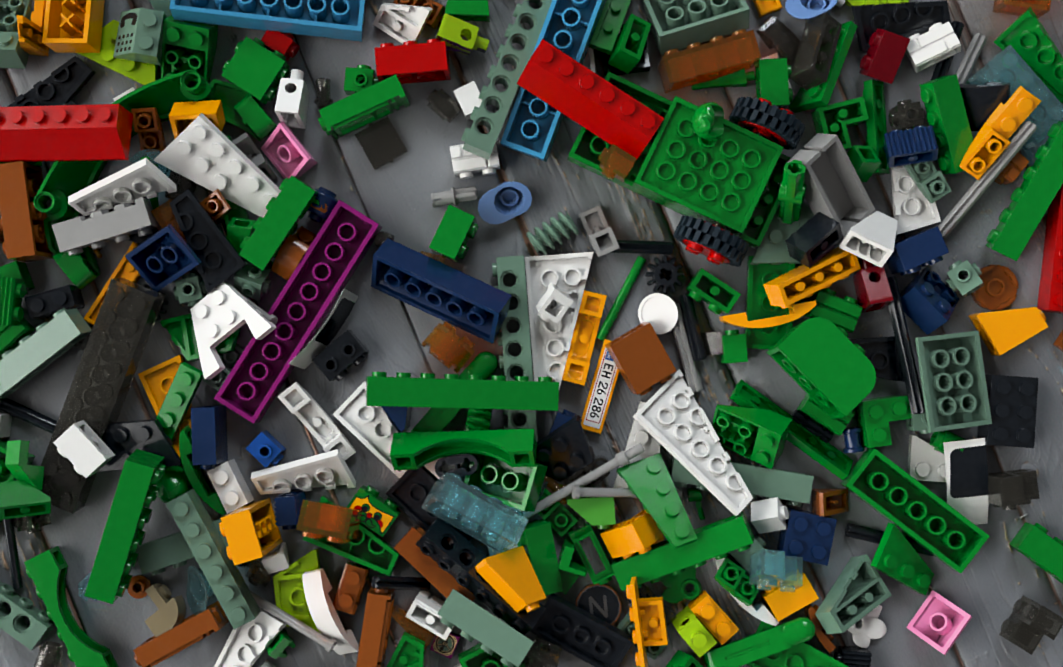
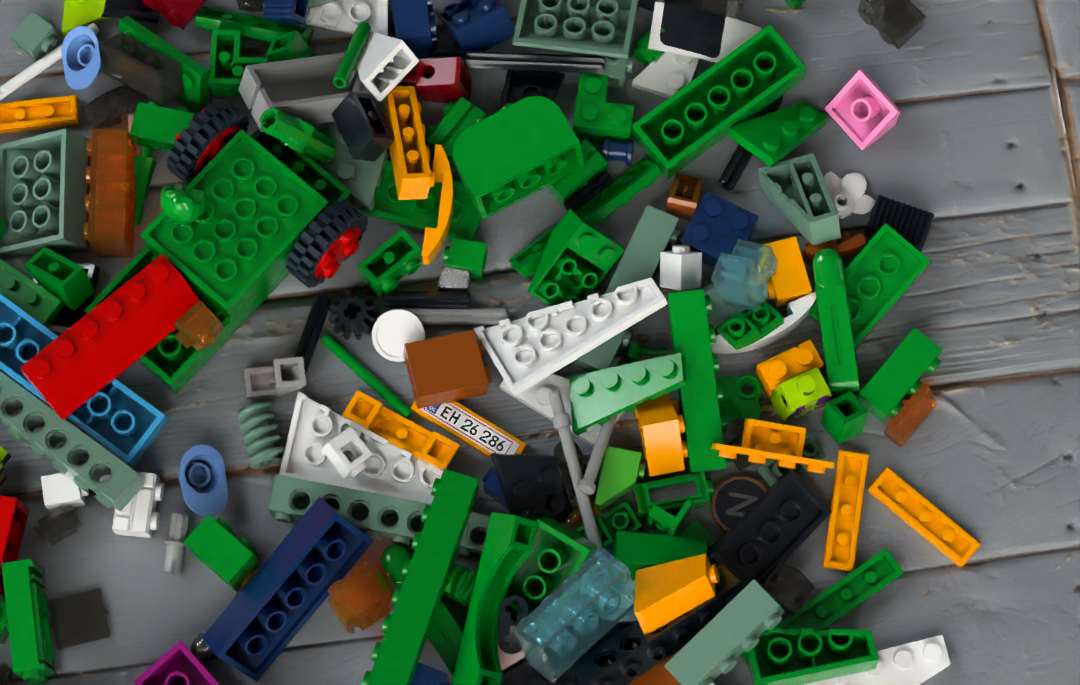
camera: 75 degrees left, 15 degrees down
(872, 212) = (351, 55): none -> green piece

